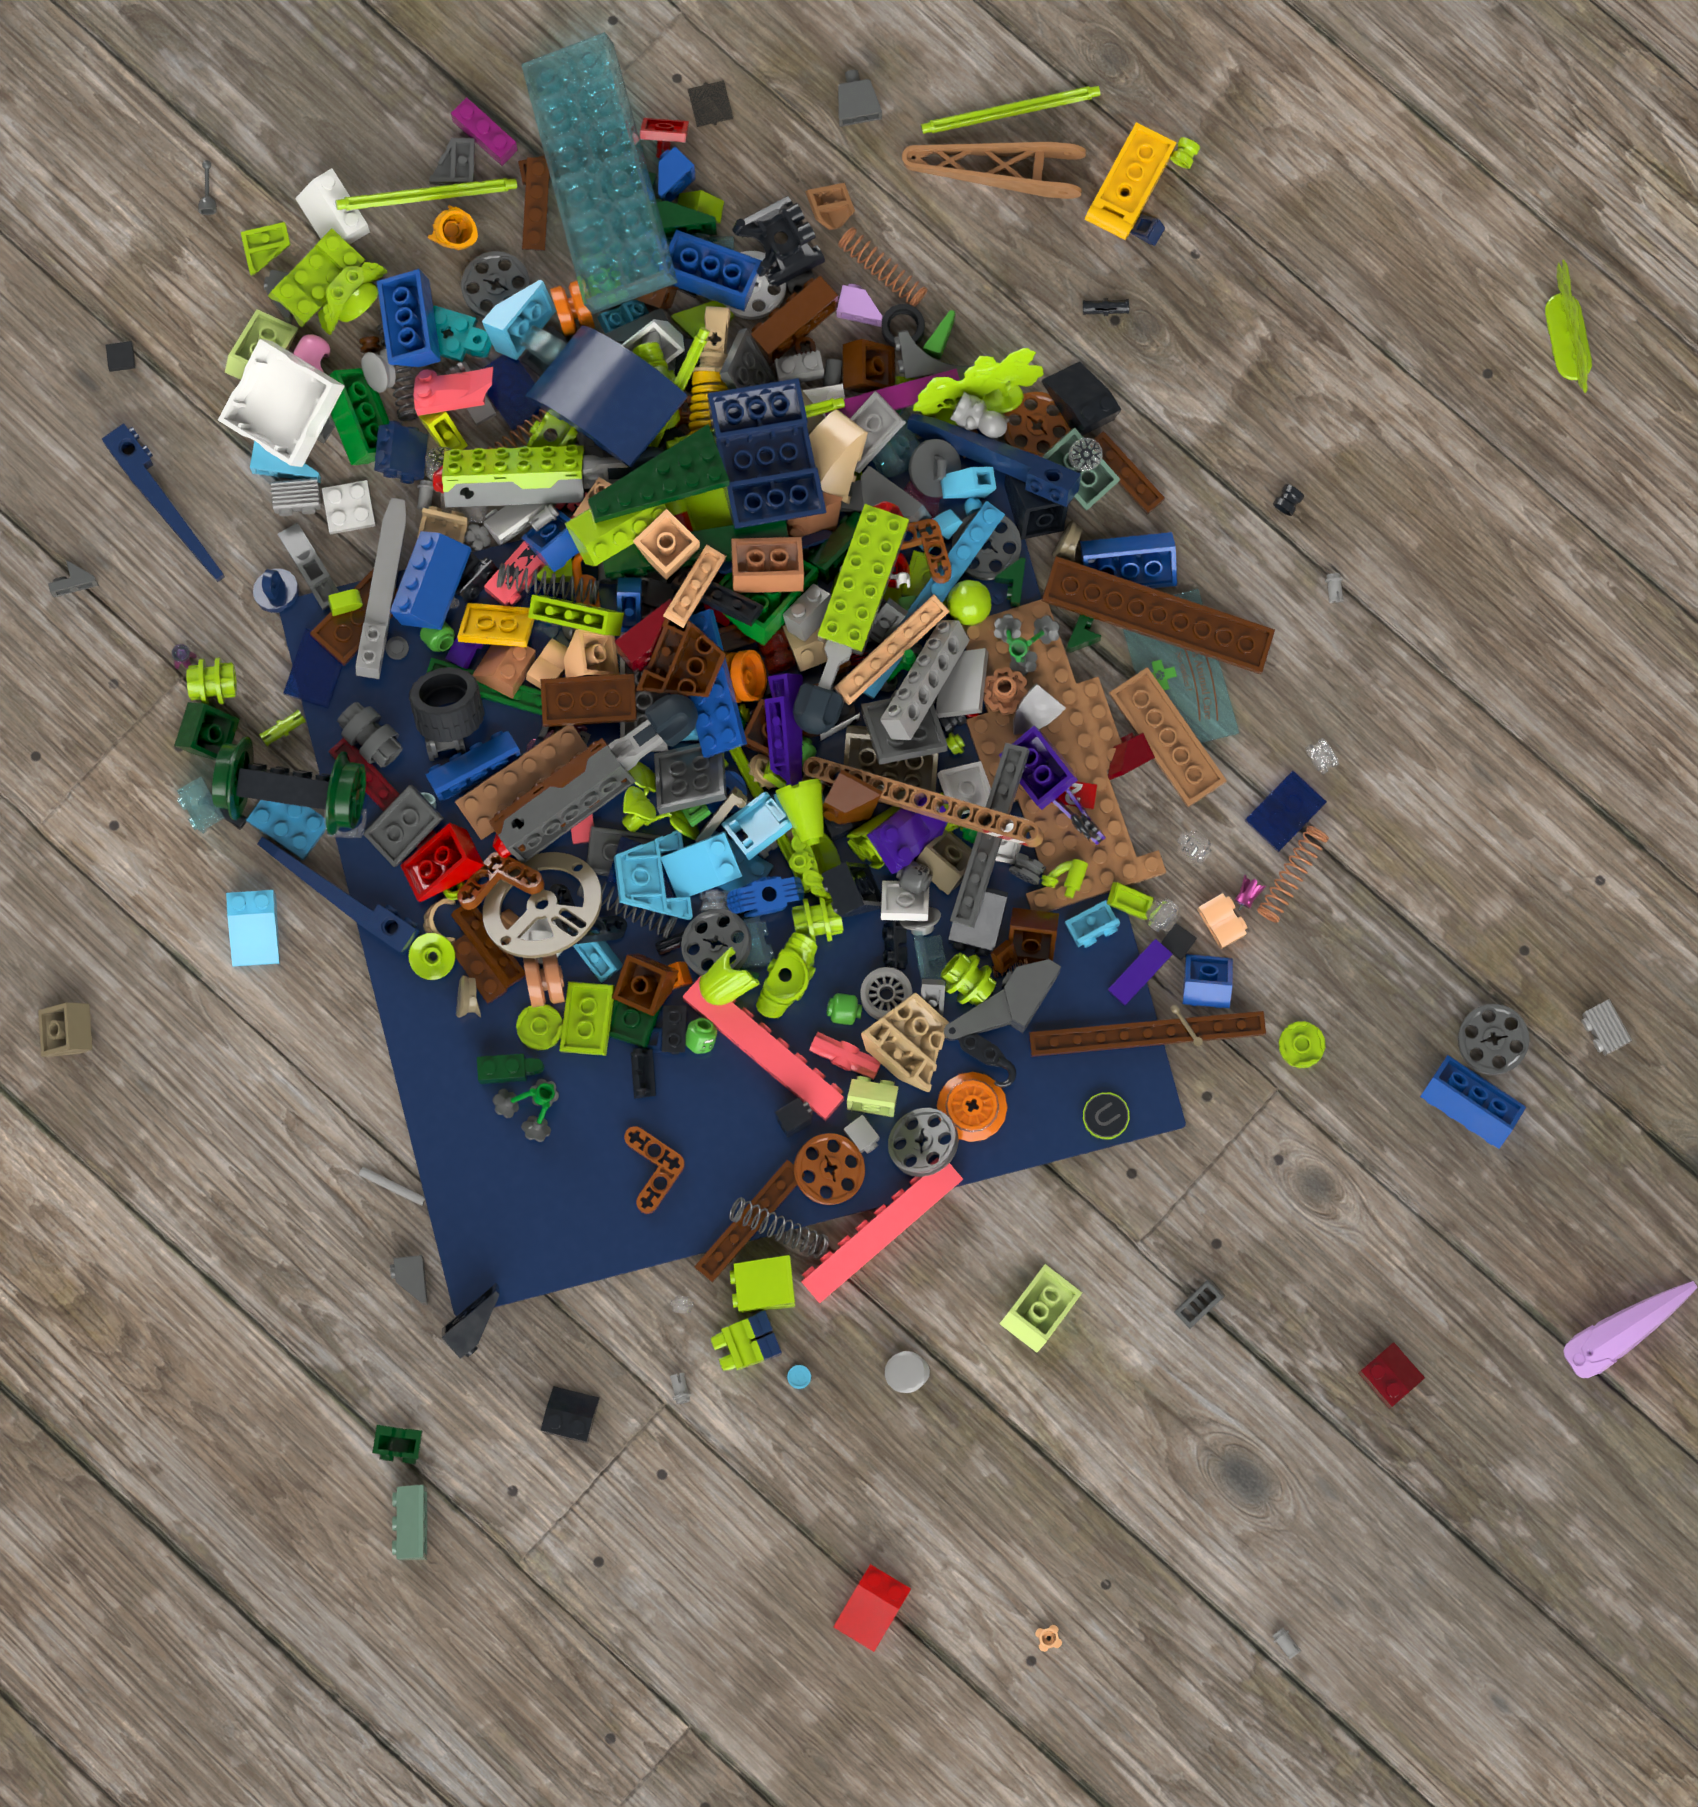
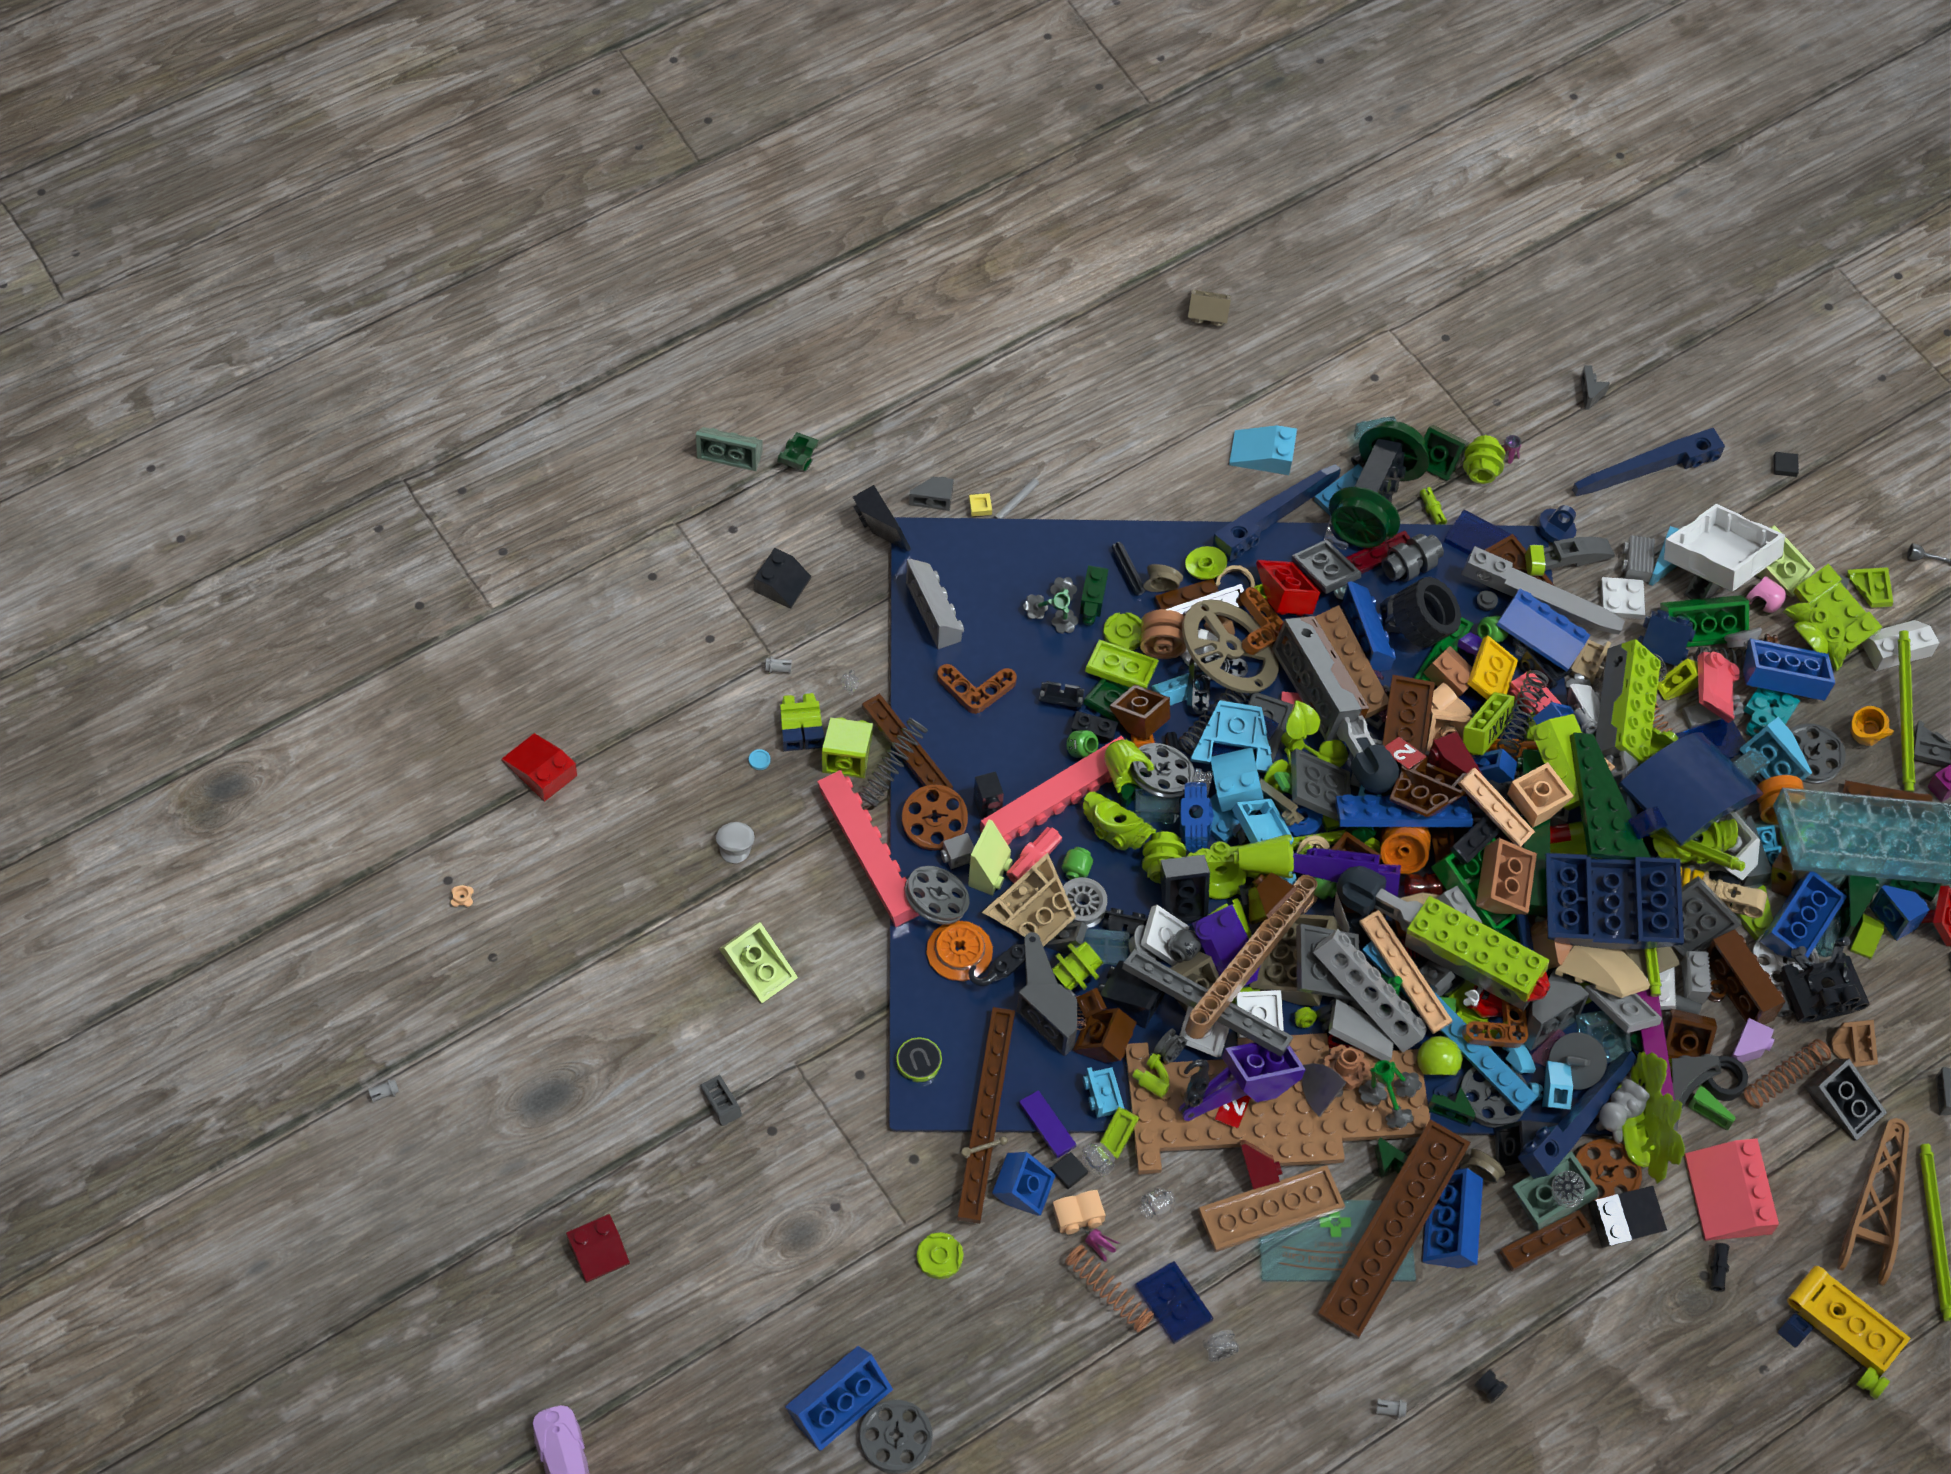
camera: 100 degrees right, 20 degrees down
(412, 1223) = (980, 504): none -> light yellow plate
(458, 1040) = (1128, 568): none -> black axle
(566, 1237) = (933, 603): none -> light grey slope
(642, 694) = (1404, 753): none -> red sticker
(673, 431) = (1647, 822): none -> clear blue brick
(893, 209) = (1846, 1097): none -> black slope
(1023, 305) = (1732, 1190): none -> coral slope

